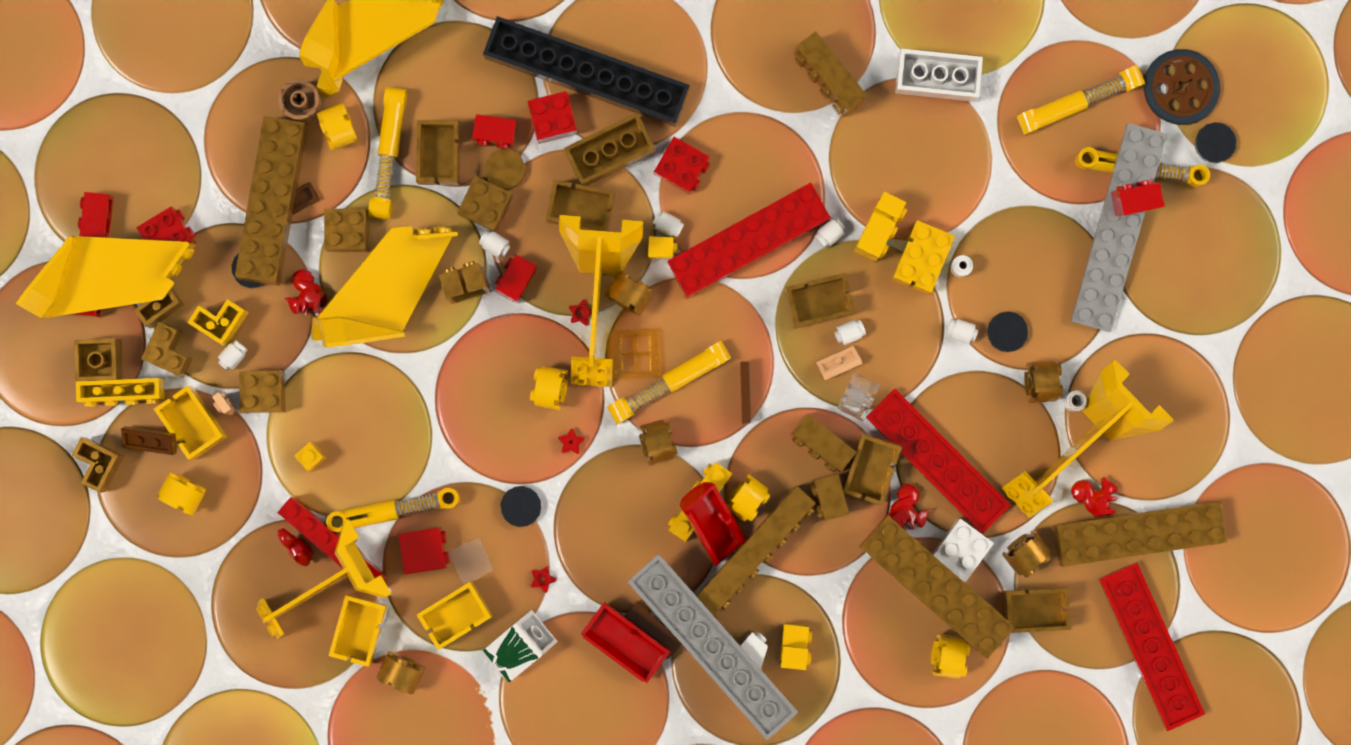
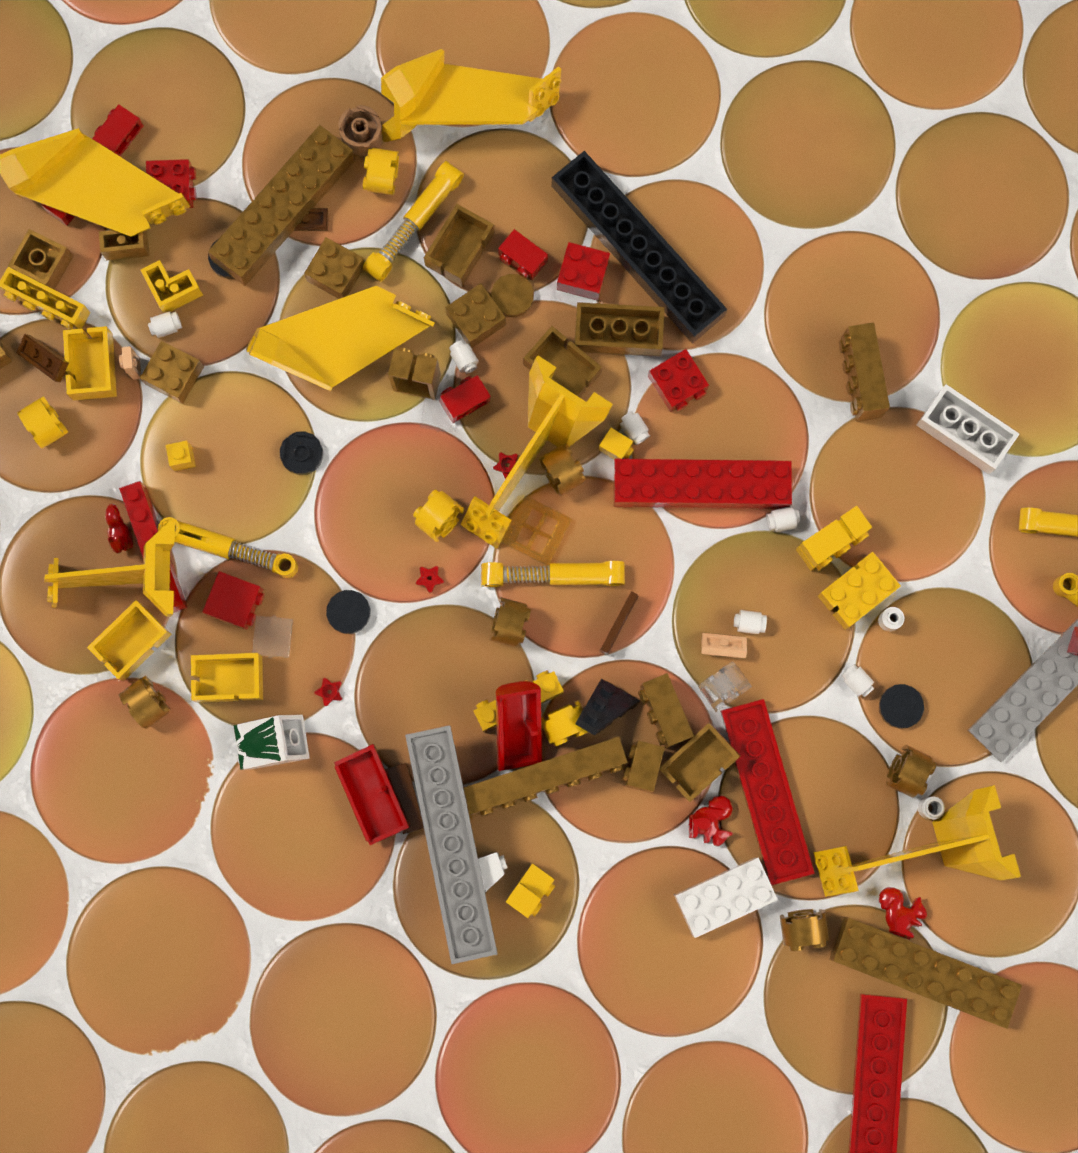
camera: 30 degrees right, 5 degrees down
(161, 350) = (104, 283): pearl gold brick -> none
(310, 294) = (268, 308): red animal -> none
(407, 398) = (301, 453): none -> black tile
(771, 467) = (604, 707): none -> black wing
(820, 301) = (738, 577): pearl gold piece -> none
(937, 586) = (699, 910): pearl gold brick -> none
(950, 656) = (674, 986): yellow brick -> none
(1037, 609) = (783, 989): pearl gold piece -> none

